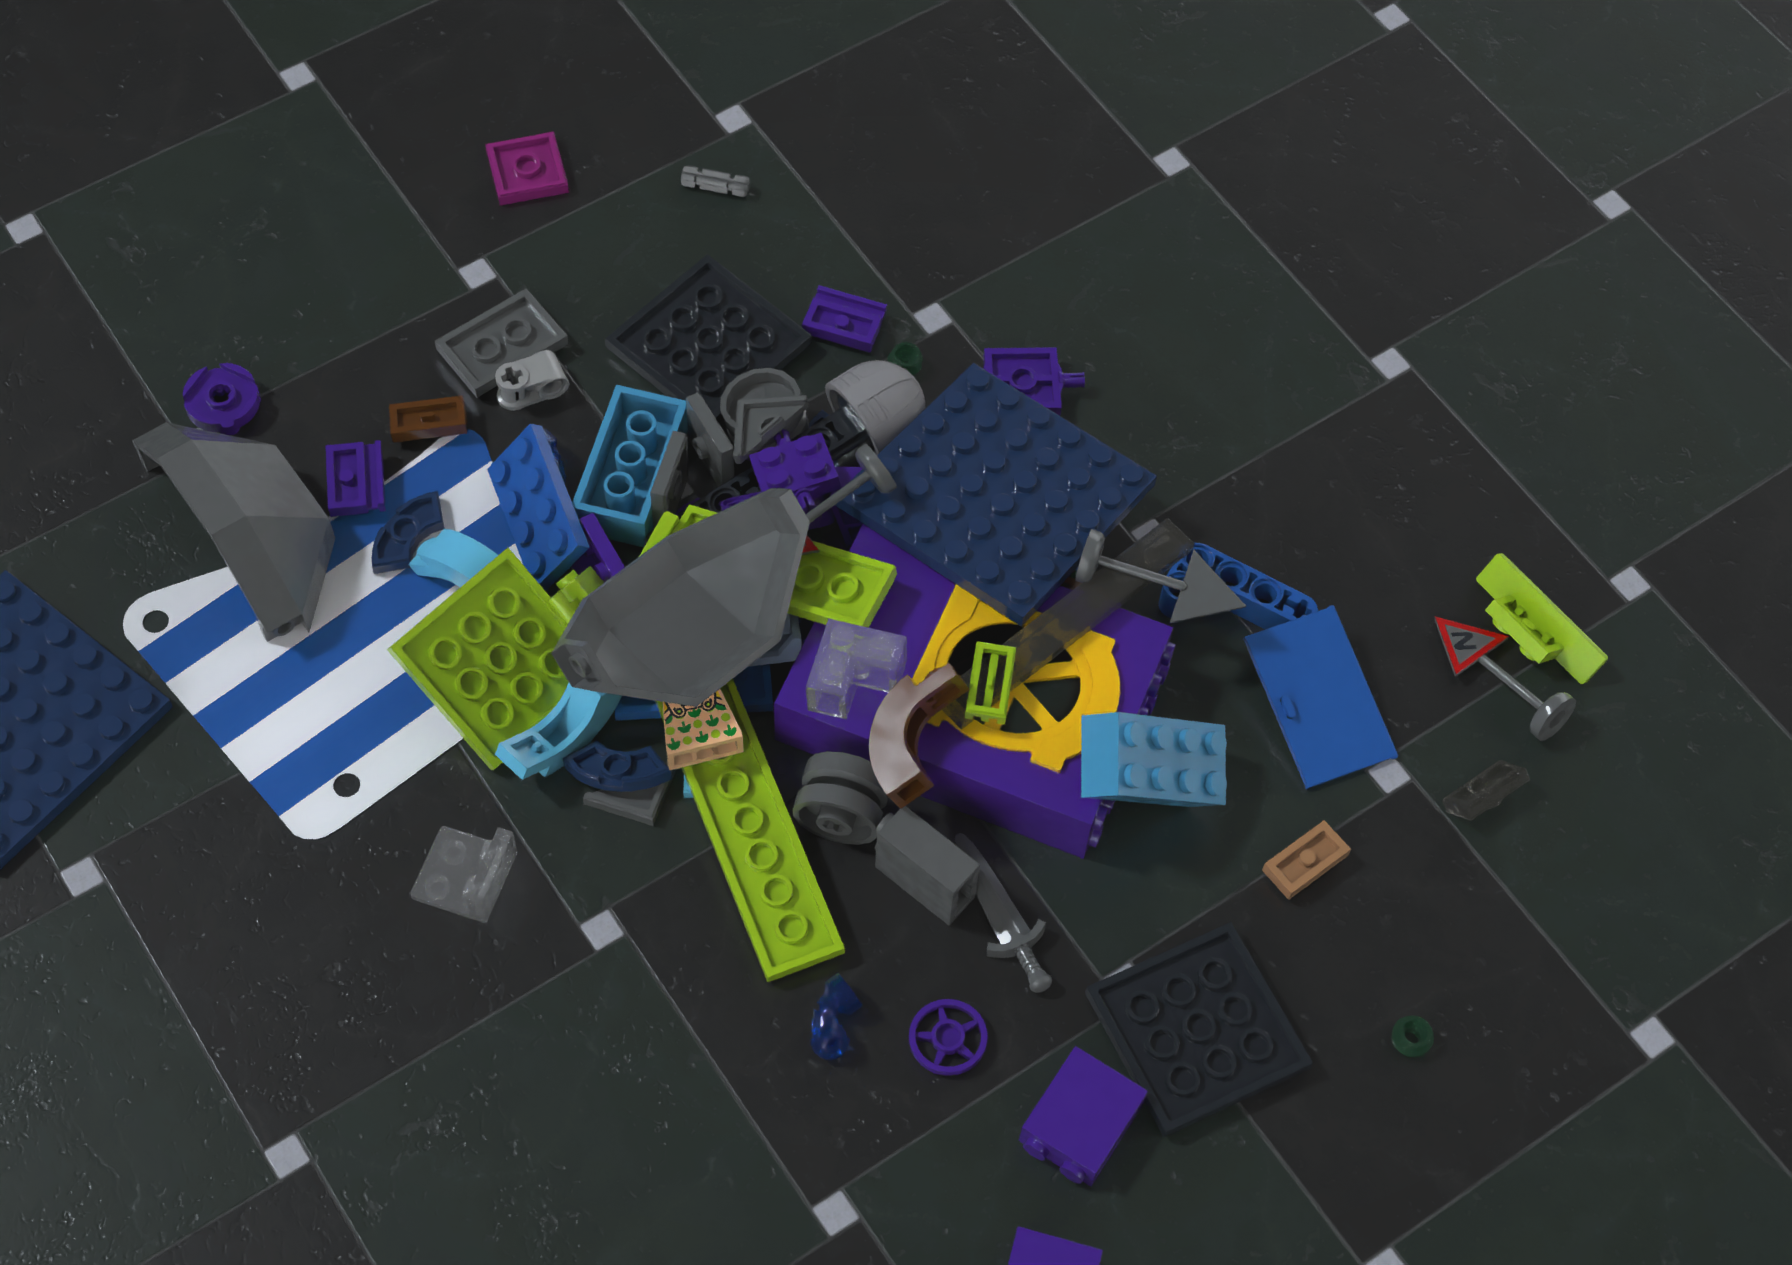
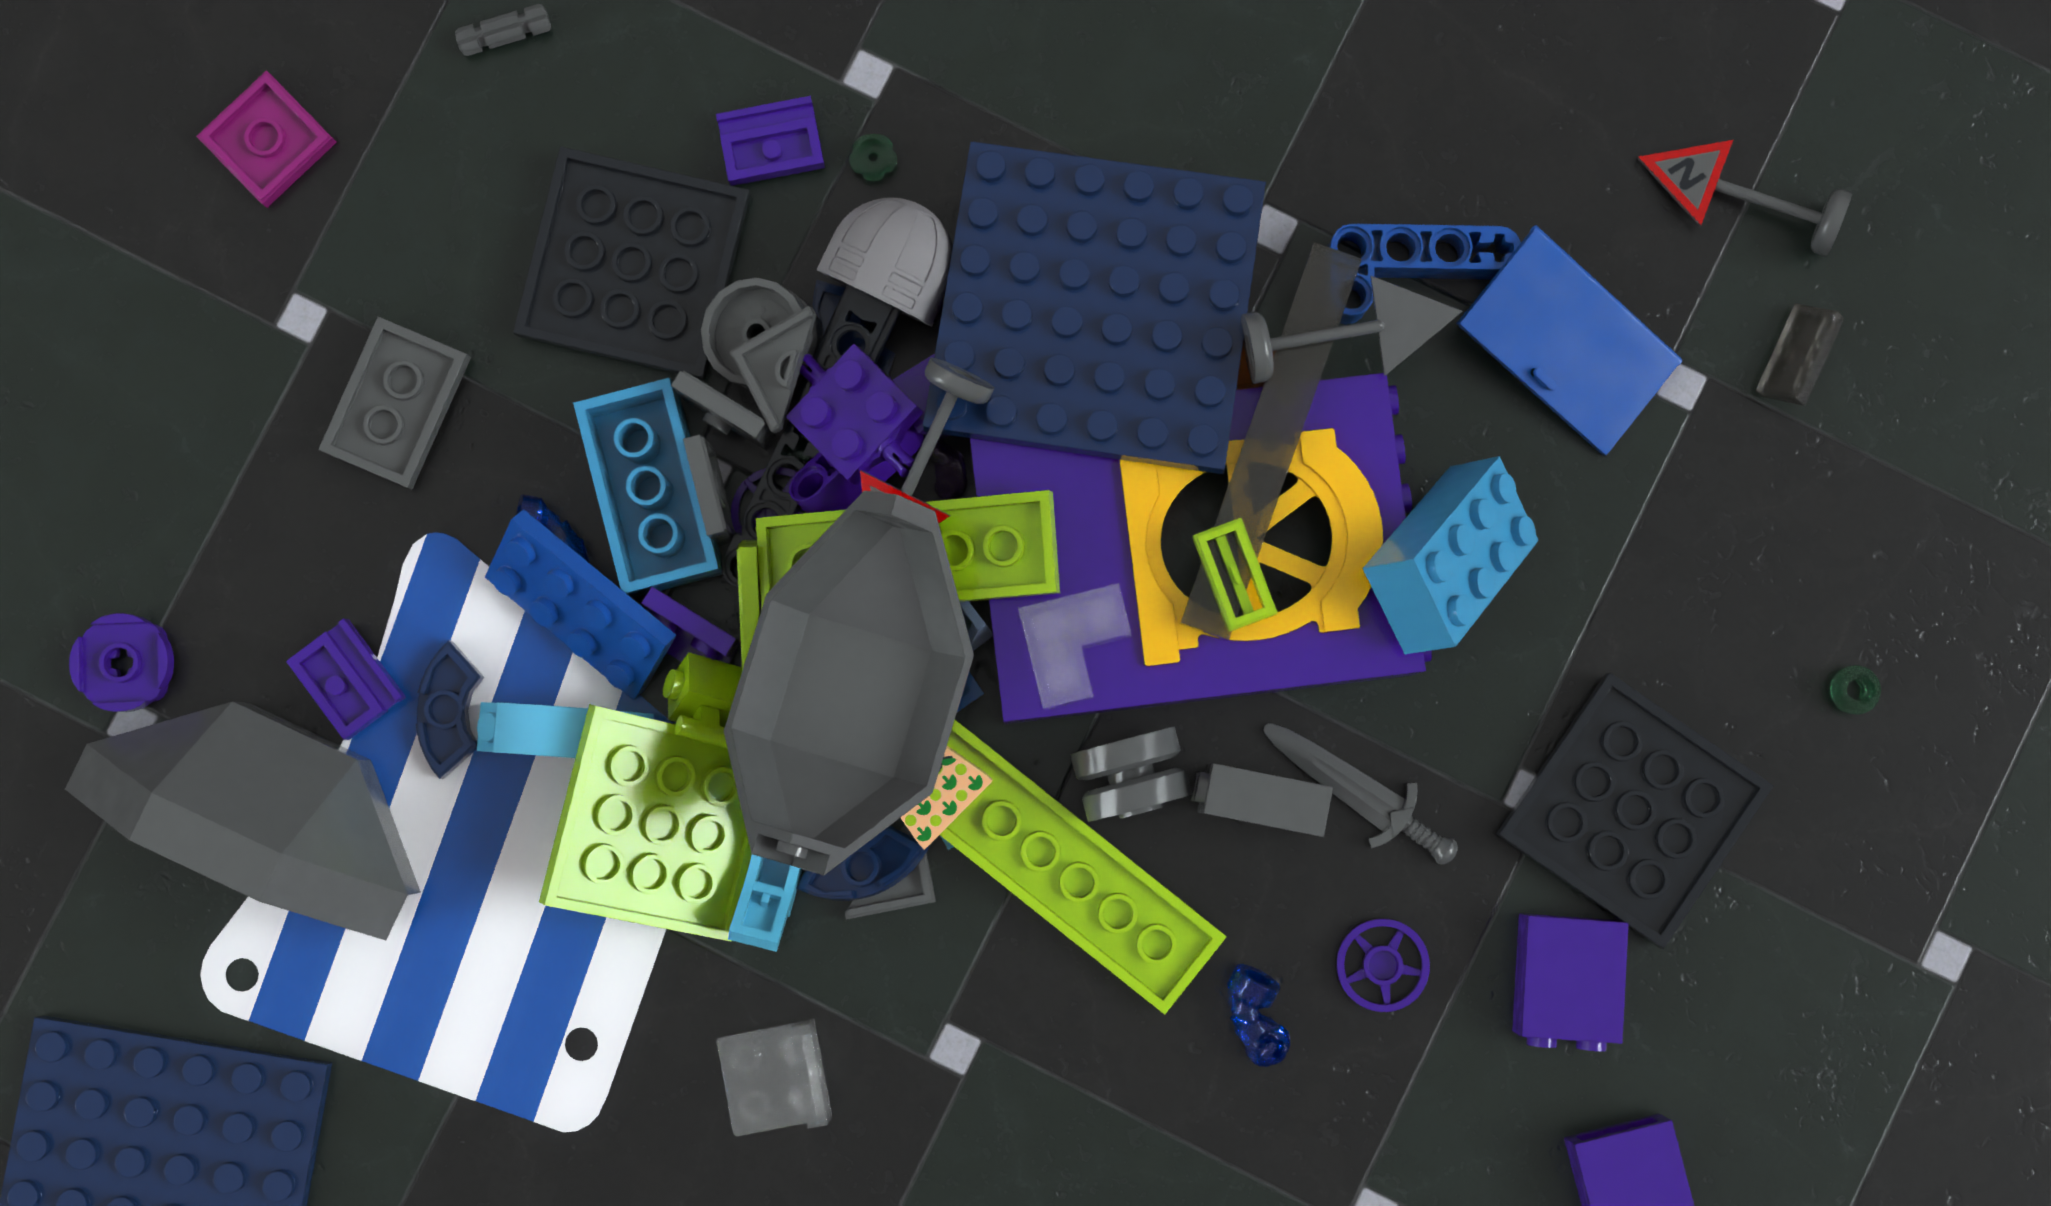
camera: 25 degrees left, 25 degrees up
(428, 418) = (377, 554): reddish brown plate -> none
(533, 378) = (464, 430): light grey piece -> none
(898, 728) = (1164, 697): arch -> none
(1032, 373) = (1025, 105): dark purple plate -> none
(1306, 859) = (1649, 548): medium nougat plate -> none
(1536, 621) = (1757, 107): lime bracket -> none

